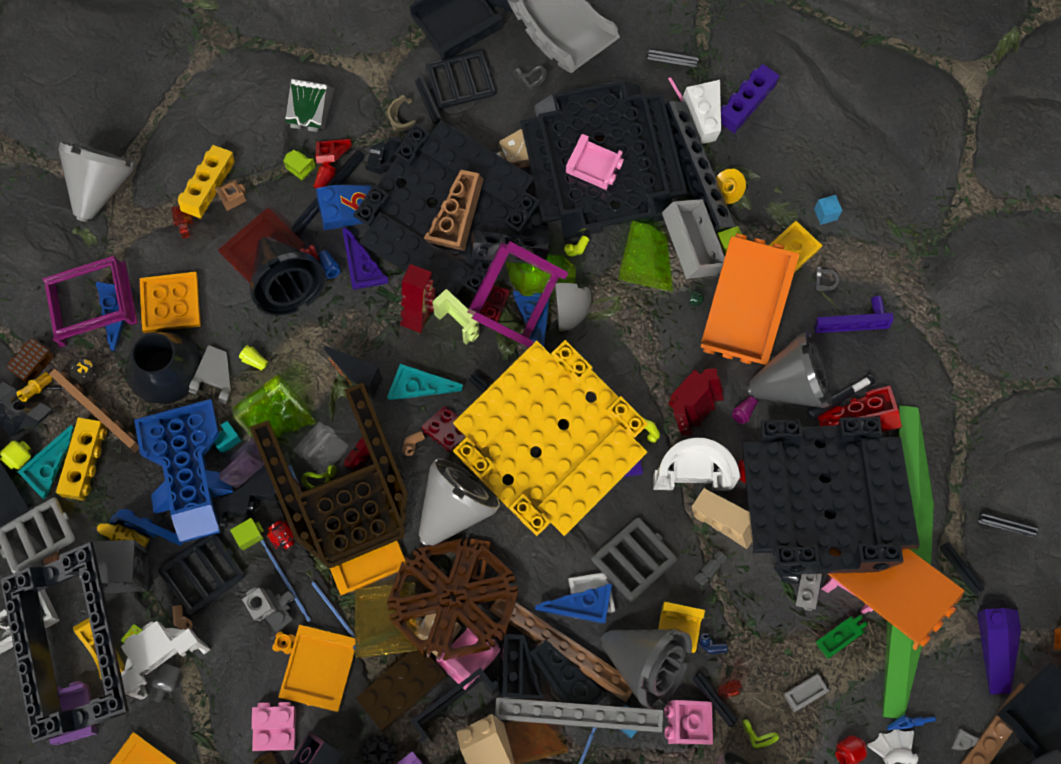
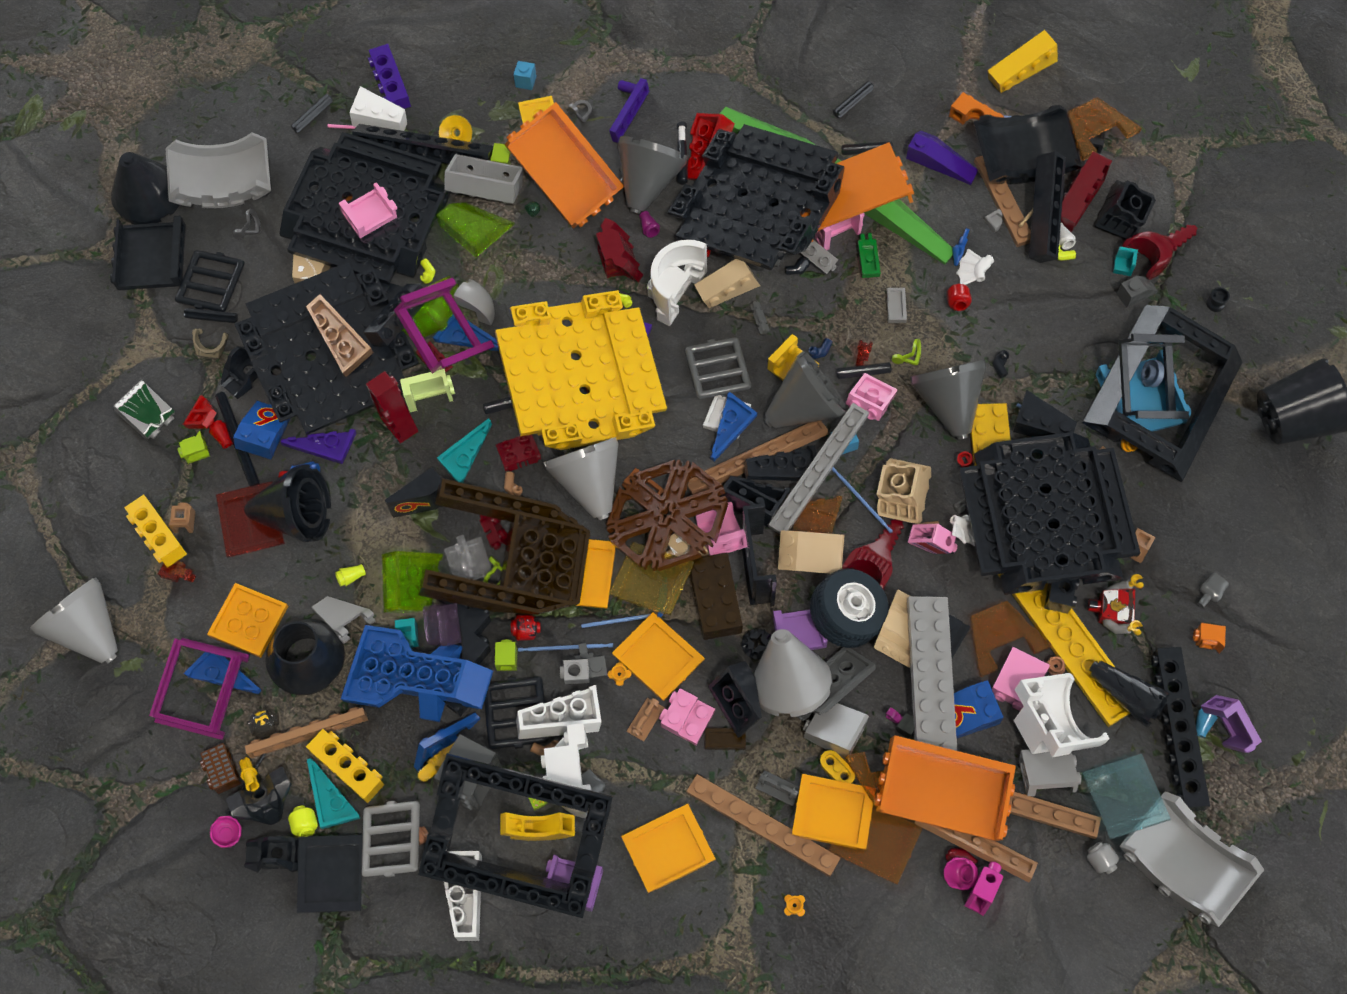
camera: 55 degrees left, 5 degrees down
(214, 618) = (554, 716): none -> white wedge
(252, 691) = (645, 719): none -> medium nougat hinge

